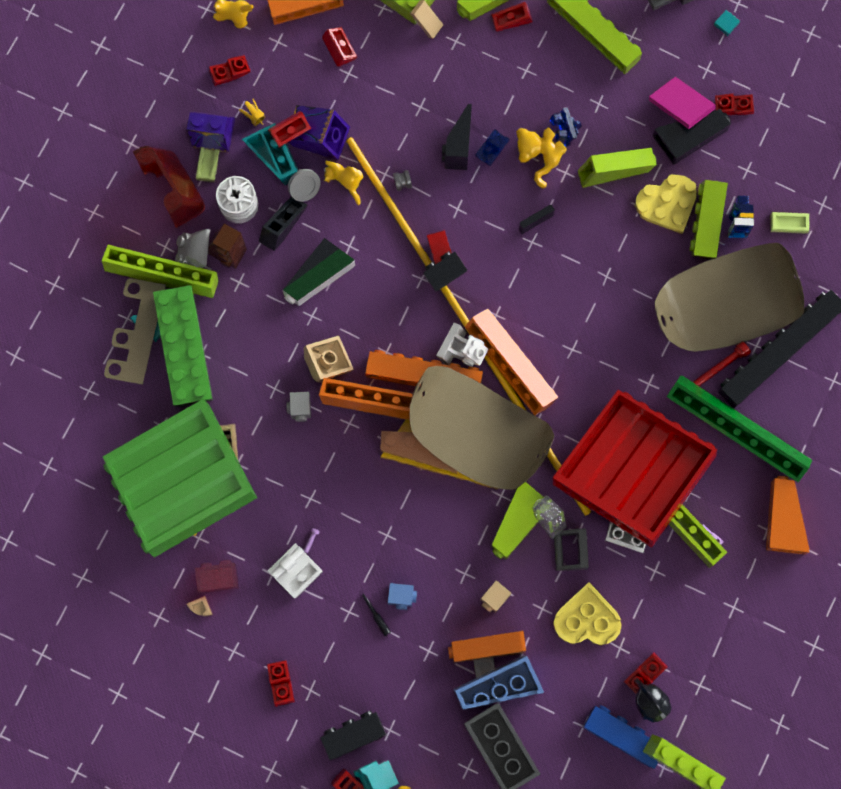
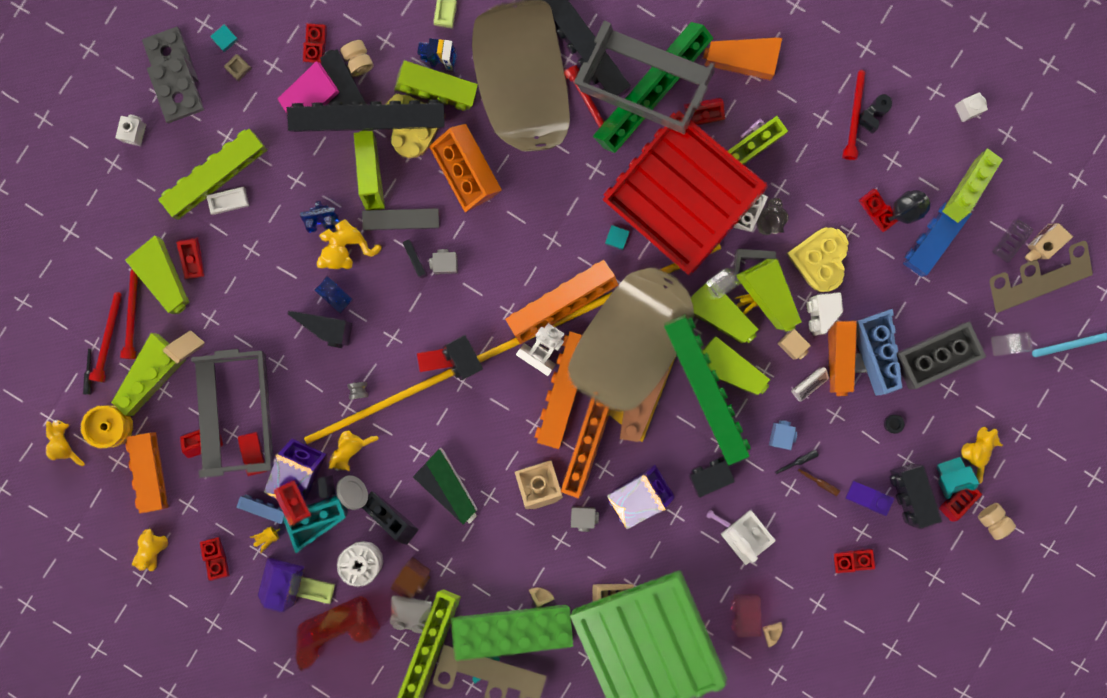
camera: 85 degrees left, 10 degrees up
(219, 374) = (541, 596): none -> tan tile
(281, 103) = (261, 509): none -> medium blue piece
(308, 159) = (326, 486): none -> black tile
(326, 459) = (641, 497): none -> slope
(331, 91) = (251, 450): none -> red slope
(346, 691) = (869, 498): none -> dark purple slope
(351, 527) = (711, 477): none -> black brick
(356, 643) = (821, 483): none -> reddish brown piece
(364, 49) = (209, 412): none -> dark grey piece
(425, 712) = (894, 424): none -> black tile
(439, 510) = (706, 389): none -> green brick
(457, 620) = (810, 384): none -> white slope
(465, 533) = (735, 369): none -> lime slope
(533, 623) = (824, 312): none -> white slope
(536, 247) = (444, 262): none -> light grey brick
(536, 550) = (746, 300): none -> yellow piece
(545, 565) = (771, 293): none -> lime slope
(570, 44) = (228, 200): none -> white tile
(573, 203) = (400, 219): none -> dark grey tile
(582, 411) = (617, 237): none -> teal tile
(620, 567) = (776, 217): none -> clear smoke piece
(633, 256) = (465, 167): none -> orange slope
(667, 156) = (365, 117): none -> black brick
(700, 38) = (237, 67): none -> dark tan tile
(703, 638) = (850, 151): none -> red piece
(722, 485) = (708, 111): none -> red slope
(725, 143) = (356, 56): none -> tan wheel
(752, 664) = (878, 108): none -> black leg
(768, 761) = (971, 107): none -> white brick
(780, 378) = (651, 56): none -> dark grey piece

